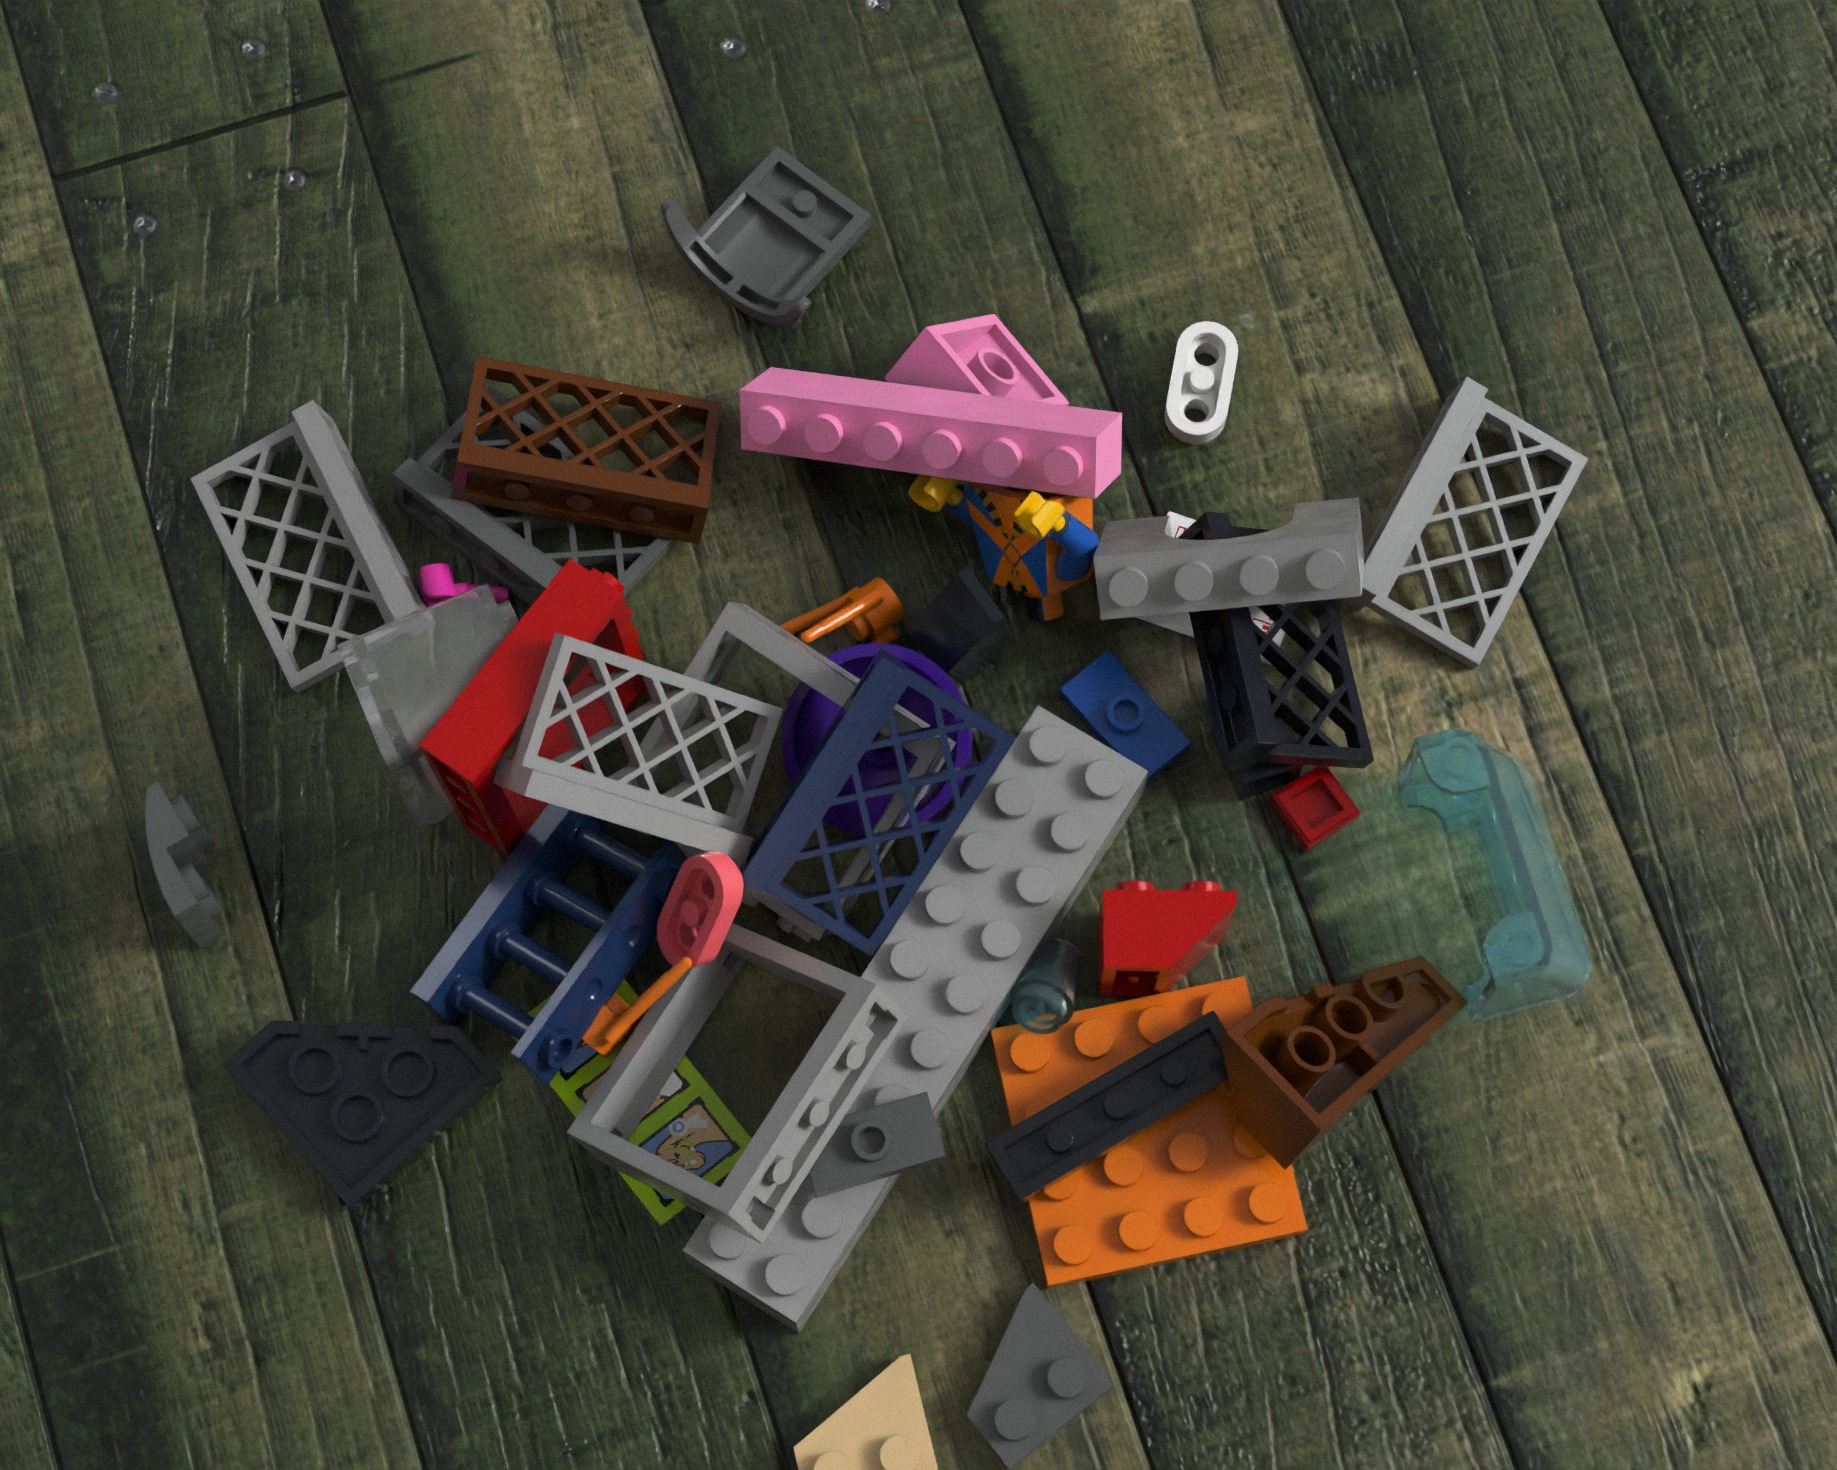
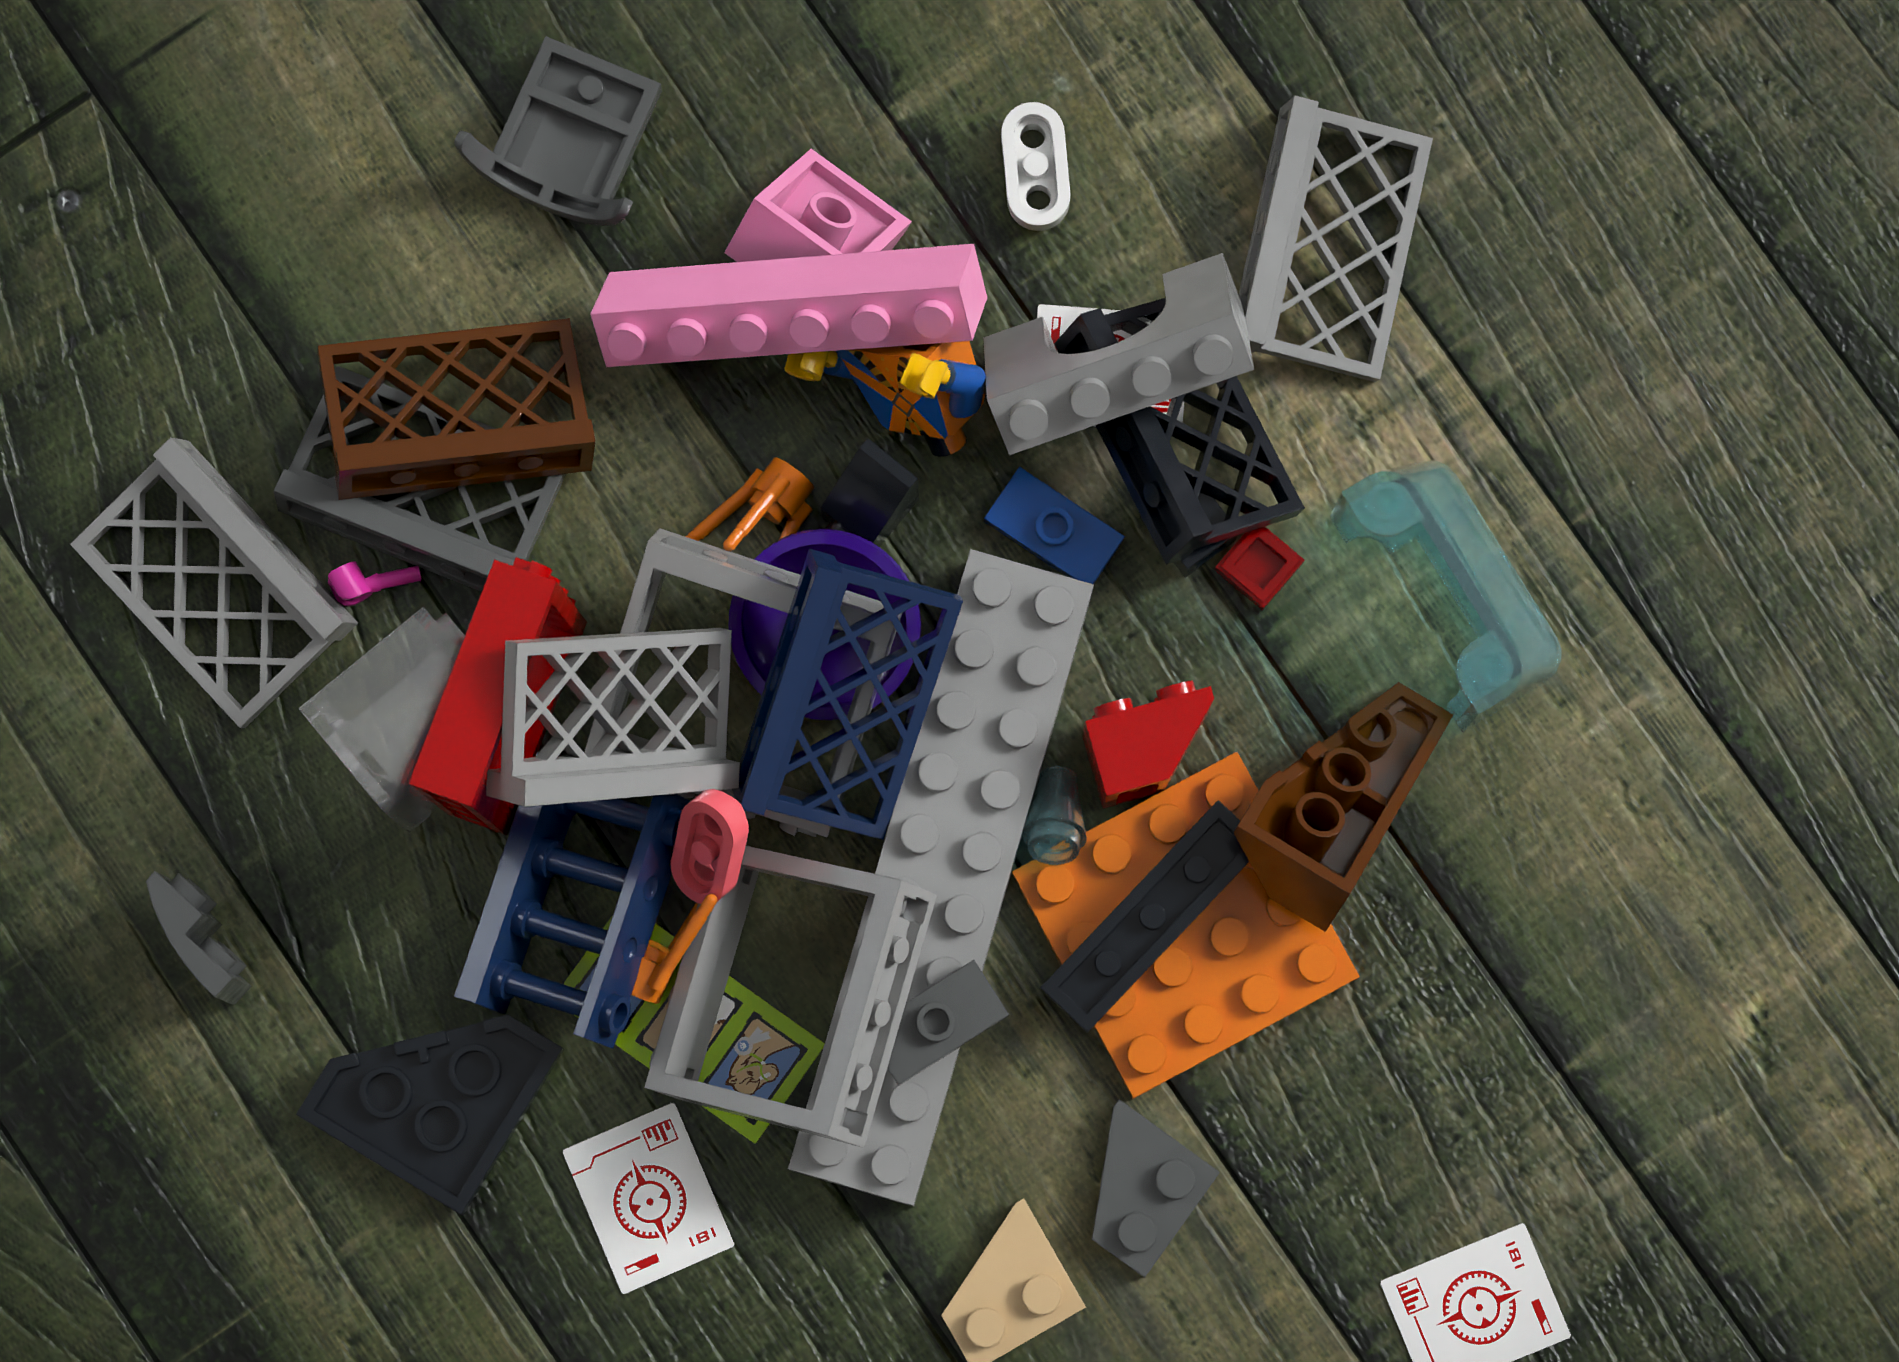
camera: 15 degrees left, 10 degrees up
(539, 1249) = (648, 1198): none -> white sticker

